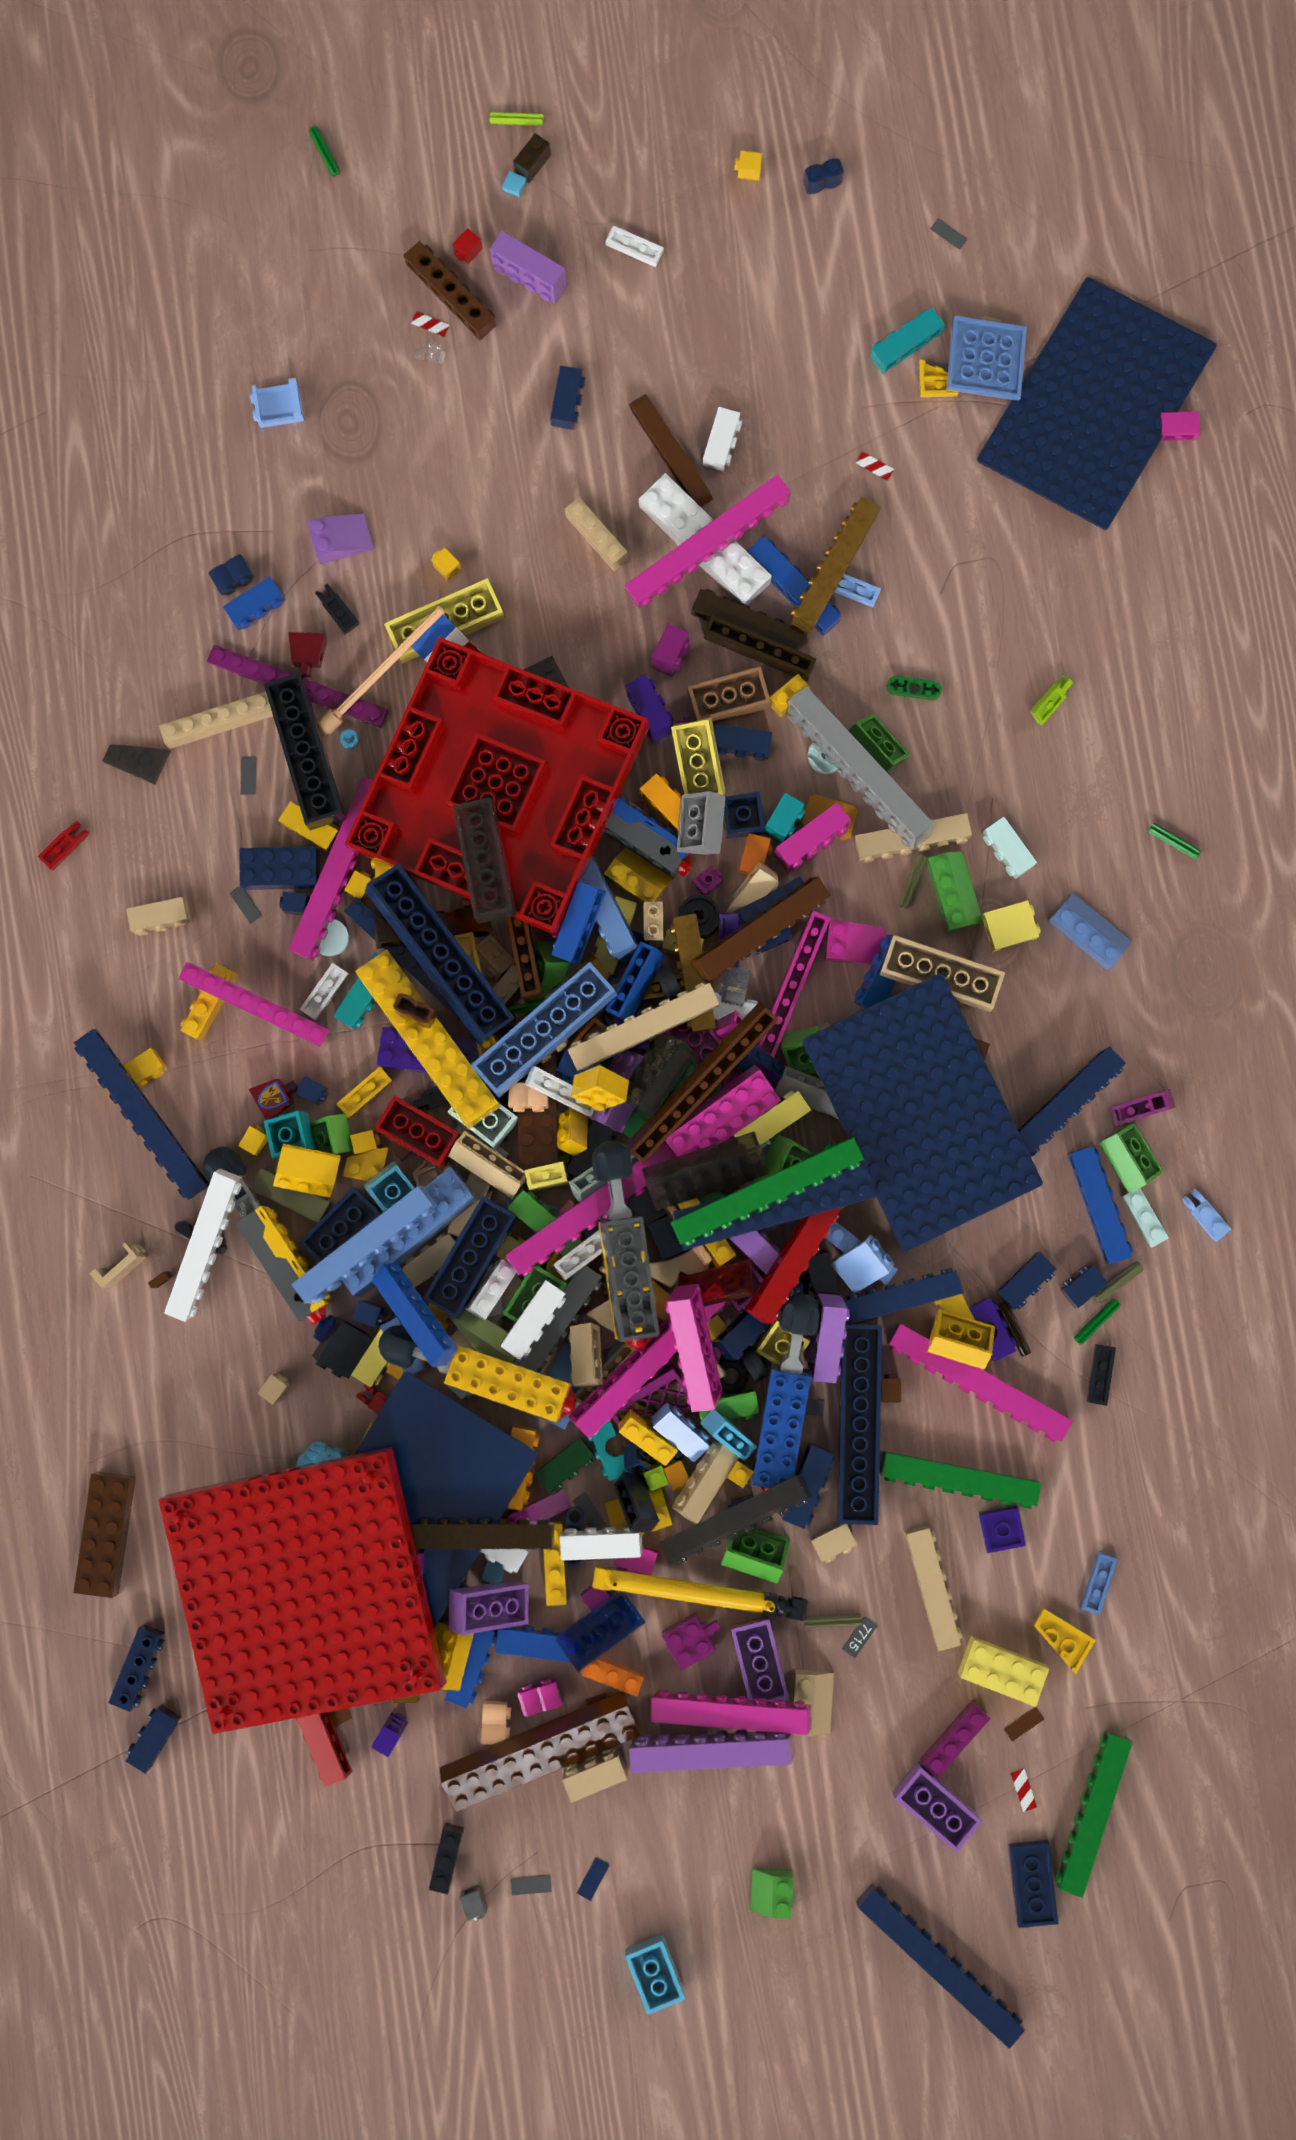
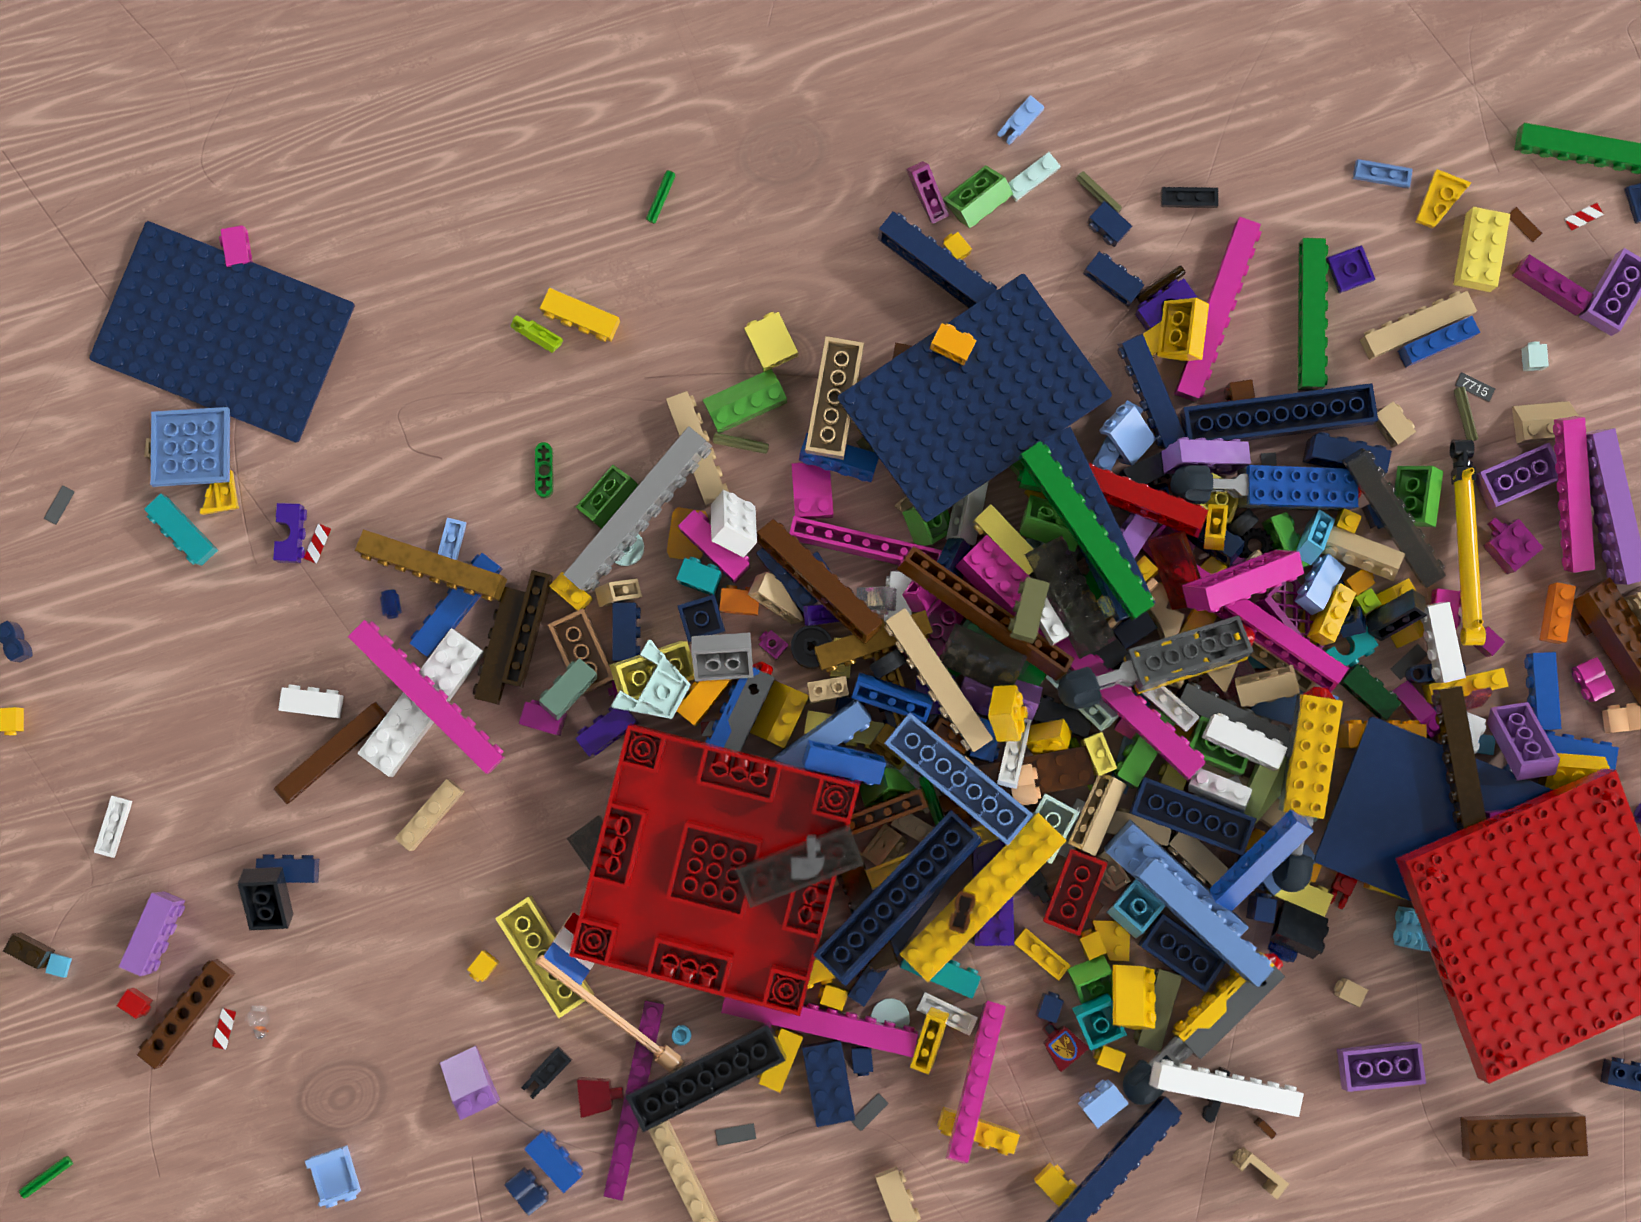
camera: 110 degrees left, 0 degrees up
(197, 1404) = (1381, 1066): none -> medium lavender brick
(212, 1124) = (1102, 1102): none -> light blue brick
(301, 968) = (929, 1040): none -> yellow brick
(482, 863) = (808, 865): none -> flat silver brick
(539, 1571) = (1478, 698): none -> clear pink tile
(542, 371) = (265, 898): none -> black brick
(600, 1631) = (1523, 630): clear blue brick -> none
(678, 763) = (663, 690): none -> light aqua wing
(688, 1203) = (1106, 607): none -> clear light blue tile
(690, 1141) = (1052, 625): none -> white plate
(693, 673) = (567, 688): none -> sand green brick
(697, 1122) = (1028, 609): none -> olive brick
(753, 1331) = (1216, 527): none -> yellow brick
(782, 740) = (618, 592): none -> tan slope
(805, 525) = (390, 604): none -> clear blue brick
(831, 856) = (733, 523): none -> white brick
(873, 441) = (290, 549): none -> dark purple arch
(882, 1705) = (1534, 356): none -> light aqua brick
(912, 1606) = (1438, 341): none -> blue brick
(978, 1096) = (953, 343): none -> light orange brick
(1009, 848) = (693, 353): light aqua brick -> none
(1064, 744) = (579, 314): none -> yellow brick
(1081, 1126) = (957, 246): none -> yellow brick
(1090, 931) = (763, 264): medium blue slope -> none
(1097, 1321) = (1139, 207): green axle -> none
(1100, 1206) = (1029, 220): blue brick -> none

